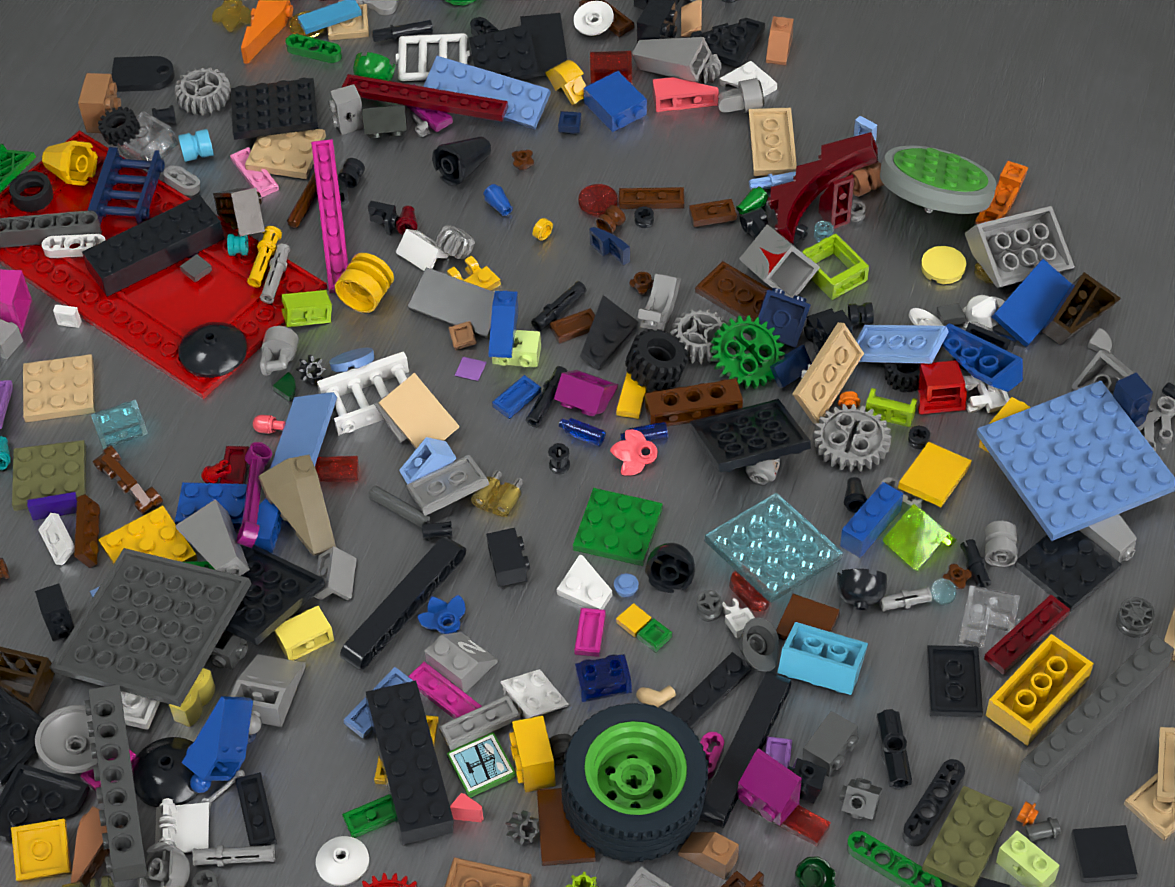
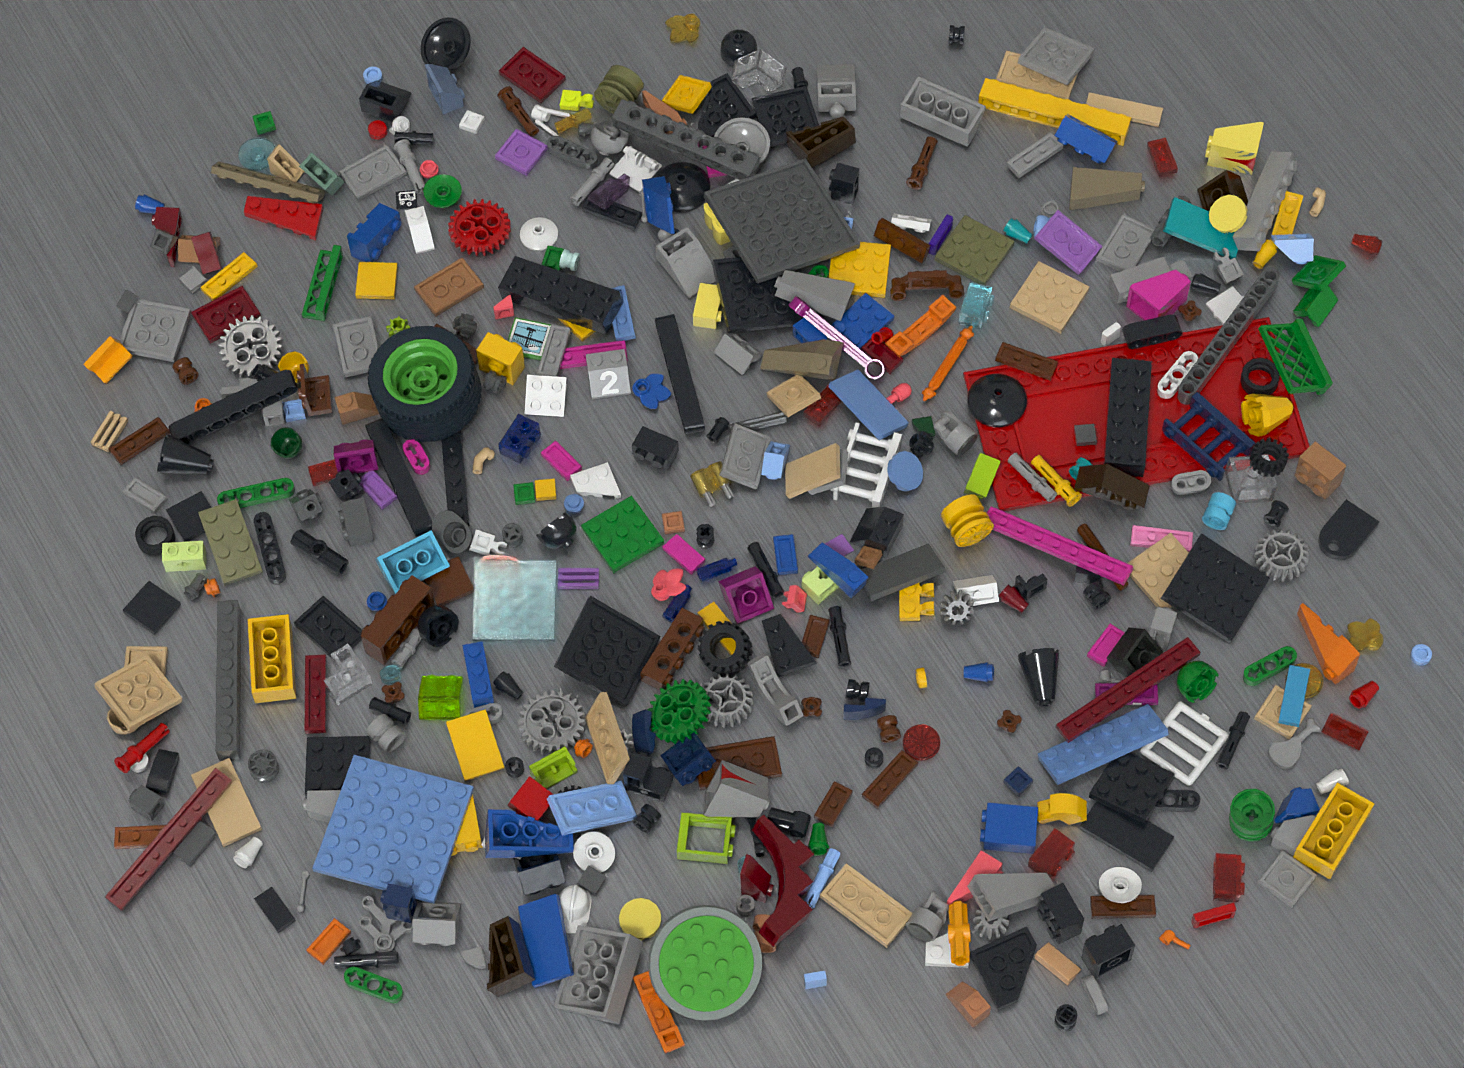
camera: 130 degrees right, 10 degrees up
(45, 284) = (1152, 331): none -> black beam
(150, 354) = (1026, 361): none -> reddish brown tile
(177, 455) = (923, 328): none -> orange slope
(201, 412) = (947, 363): none -> orange wheel
(235, 822) = (610, 191): none -> clear purple panel
(347, 495) = (793, 395): none -> tan tile
(354, 794) = (569, 260): none -> light aqua wheel
(390, 146) = (1105, 644): none -> dark pink tile
(429, 344) = (878, 529): none -> black slope
(555, 354) = (795, 599): none -> coral tile
(567, 498) = (673, 522): none -> nougat tile
(591, 466) = (683, 554): none -> dark pink tile
(598, 261) = (855, 690): none -> black wheel
(694, 518) = (578, 575): none -> medium lavender tile
(737, 68) = (959, 933): none -> light orange piece
(888, 662) = (376, 601): none -> blue plate
(894, 614) = (396, 620): none -> reddish brown brick

